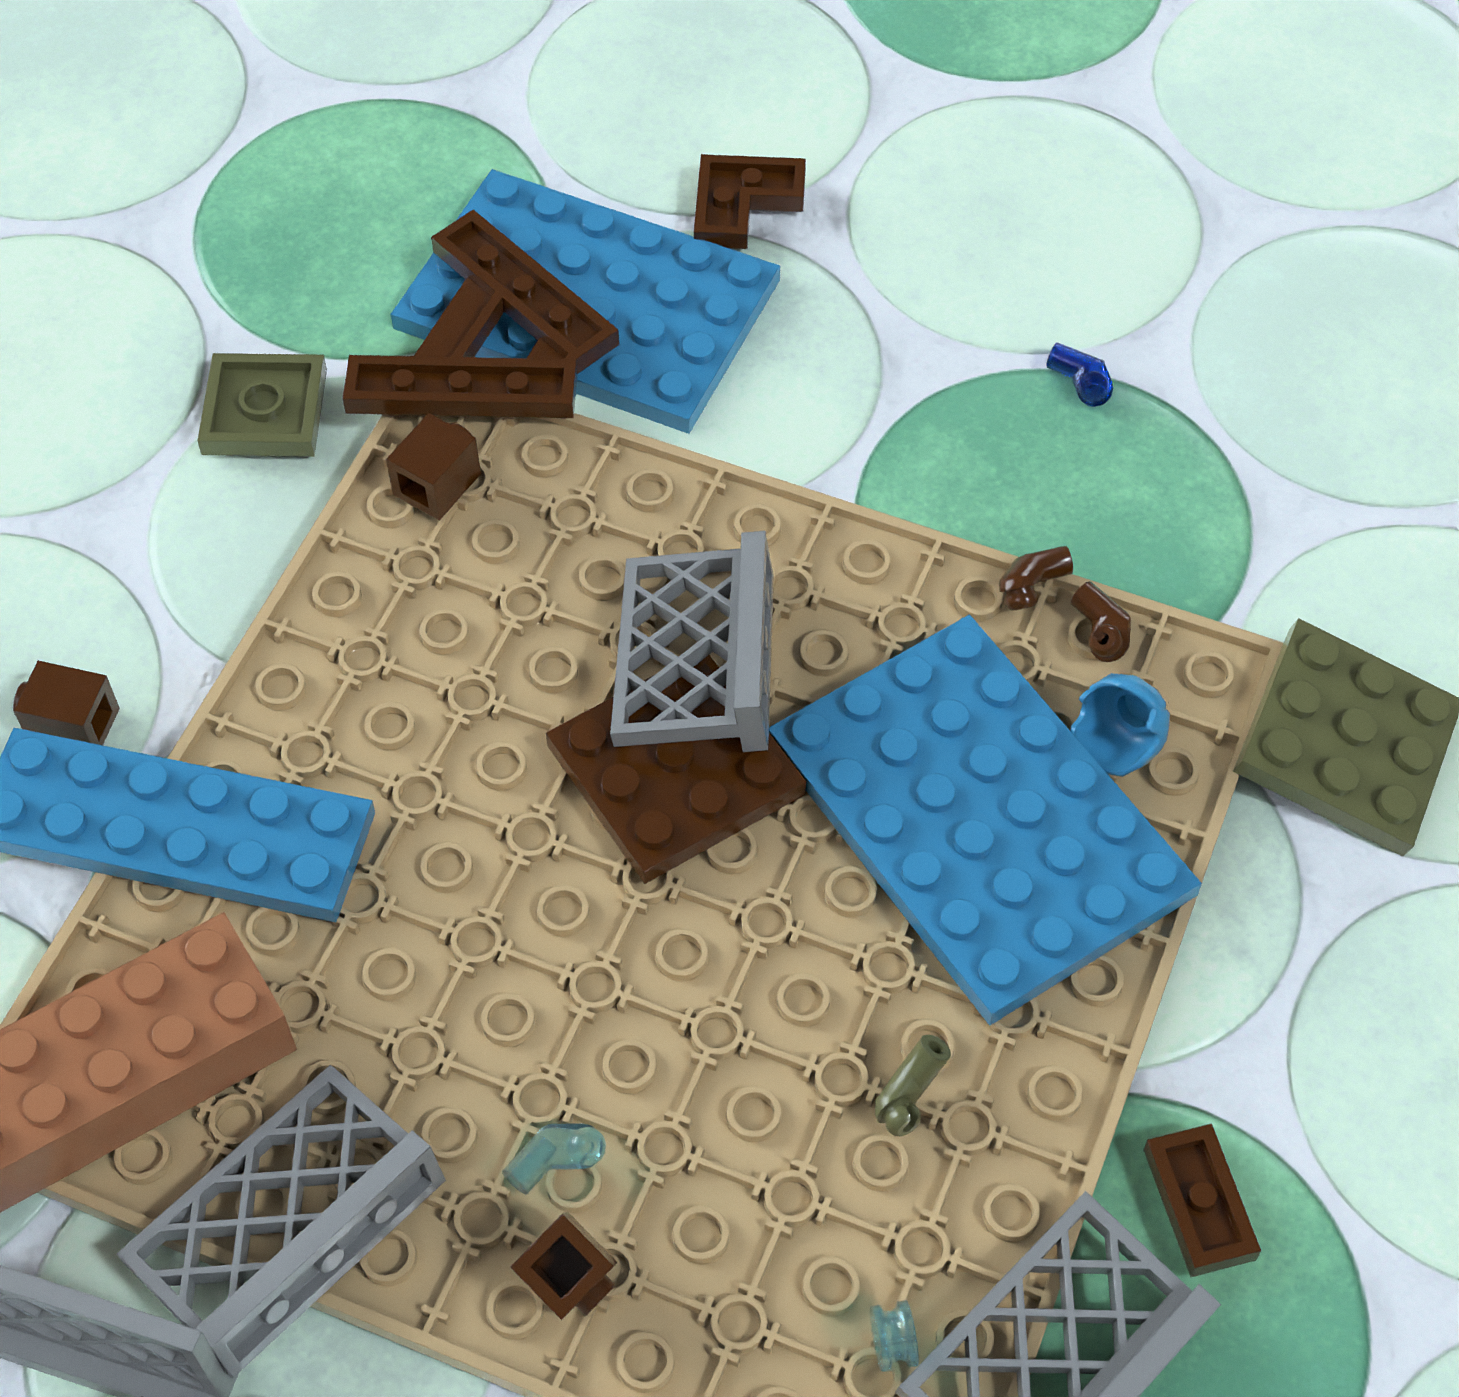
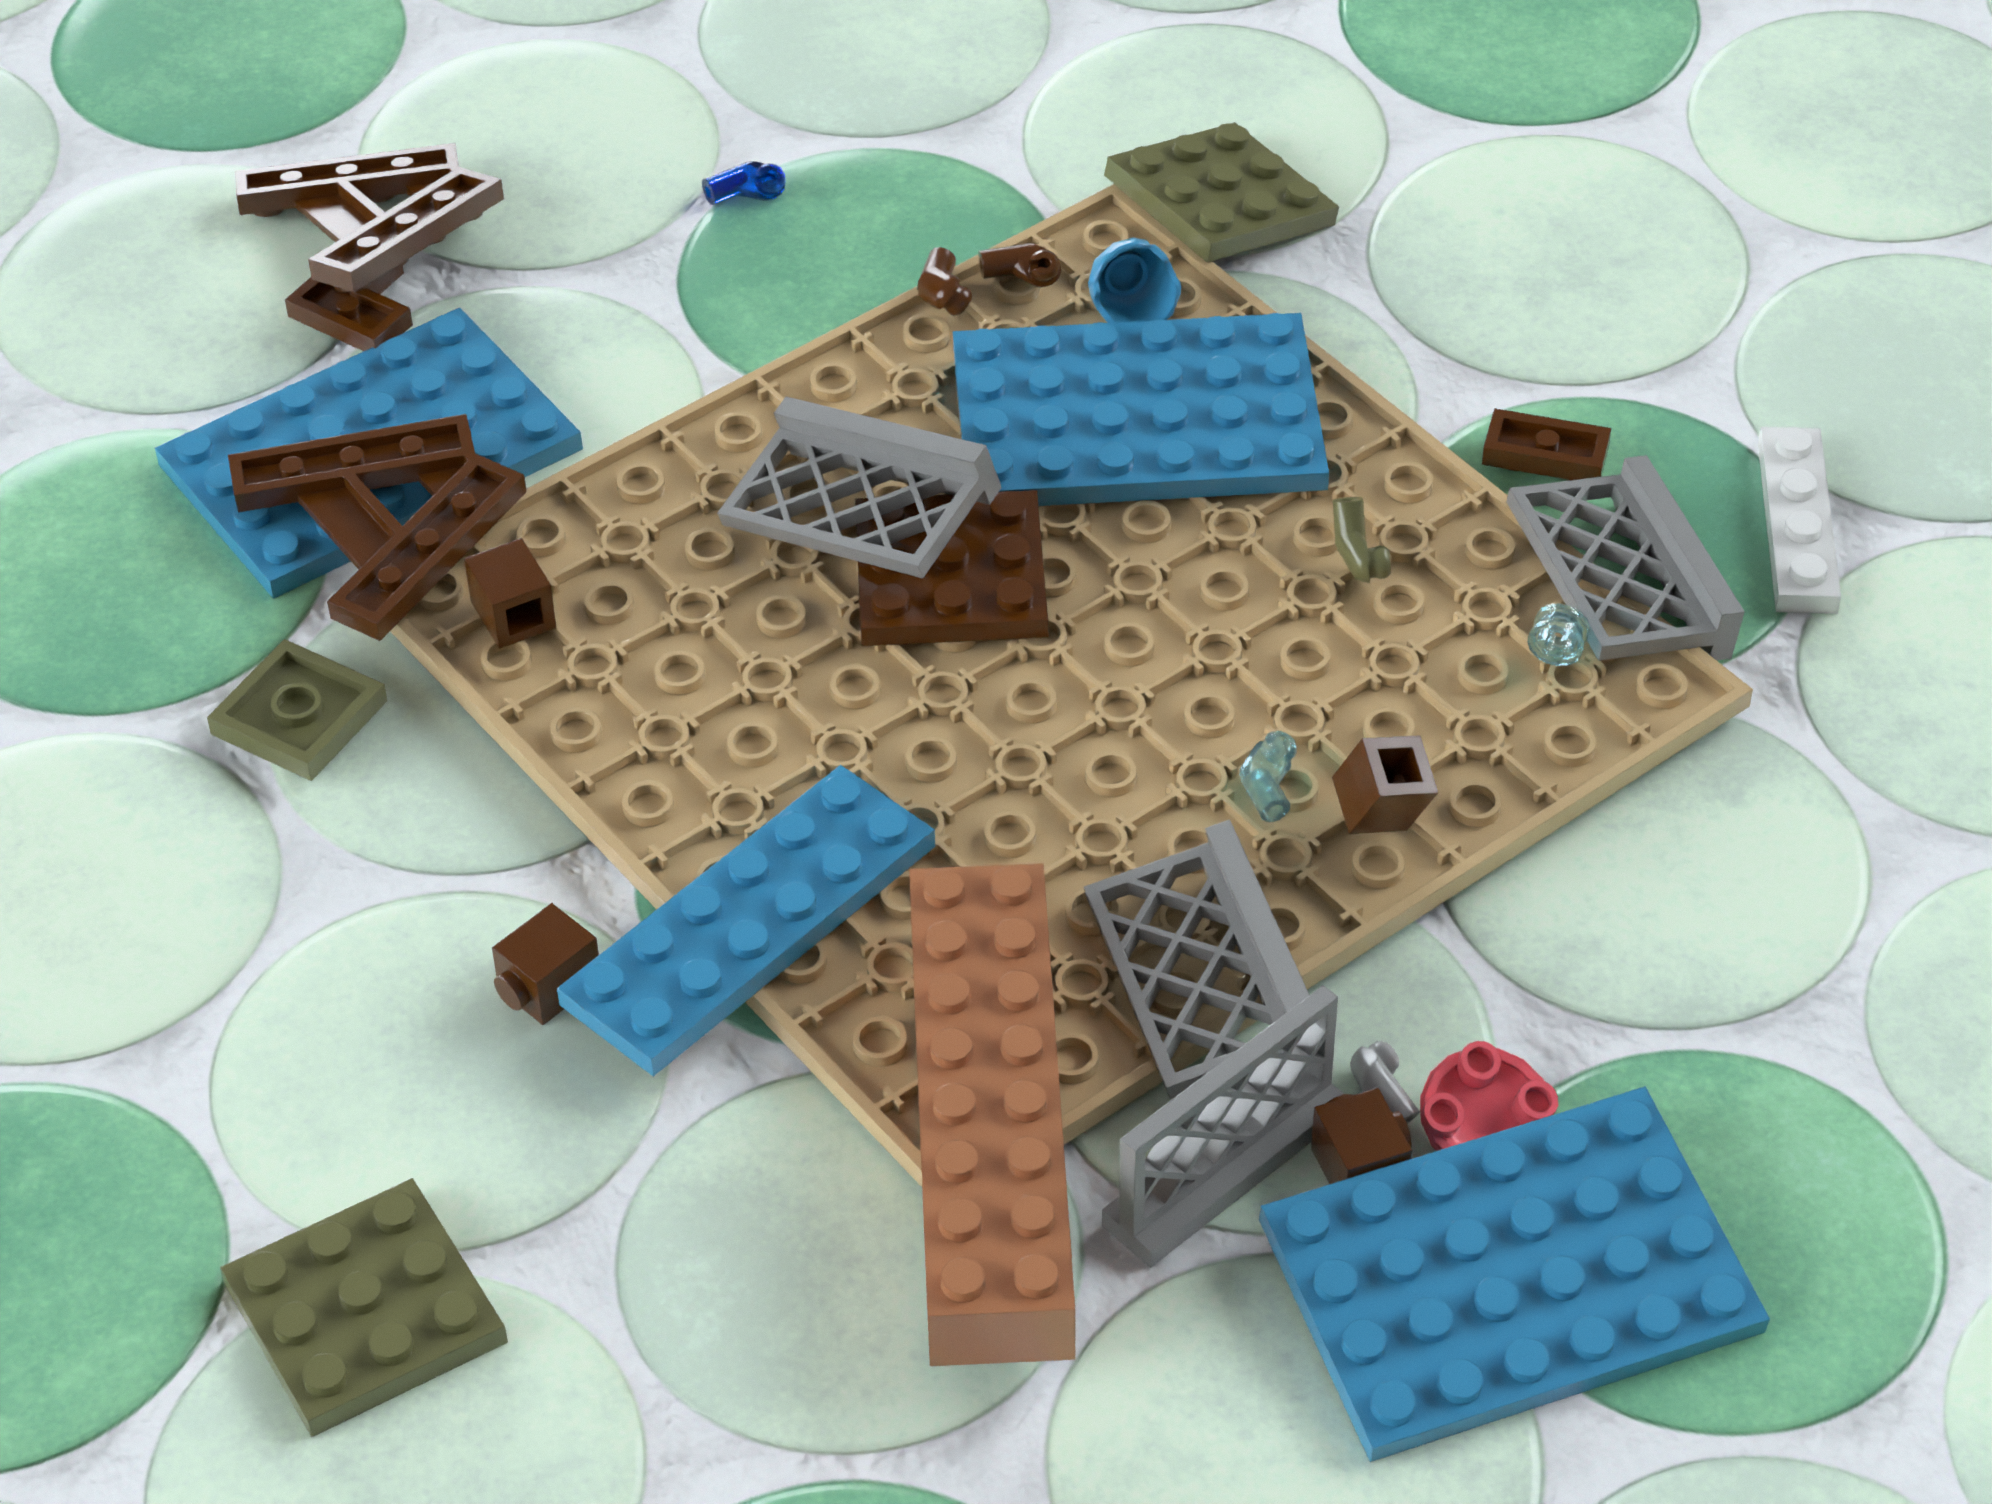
camera: 60 degrees left, 10 degrees down
(807, 163) = (341, 202): none -> reddish brown plate

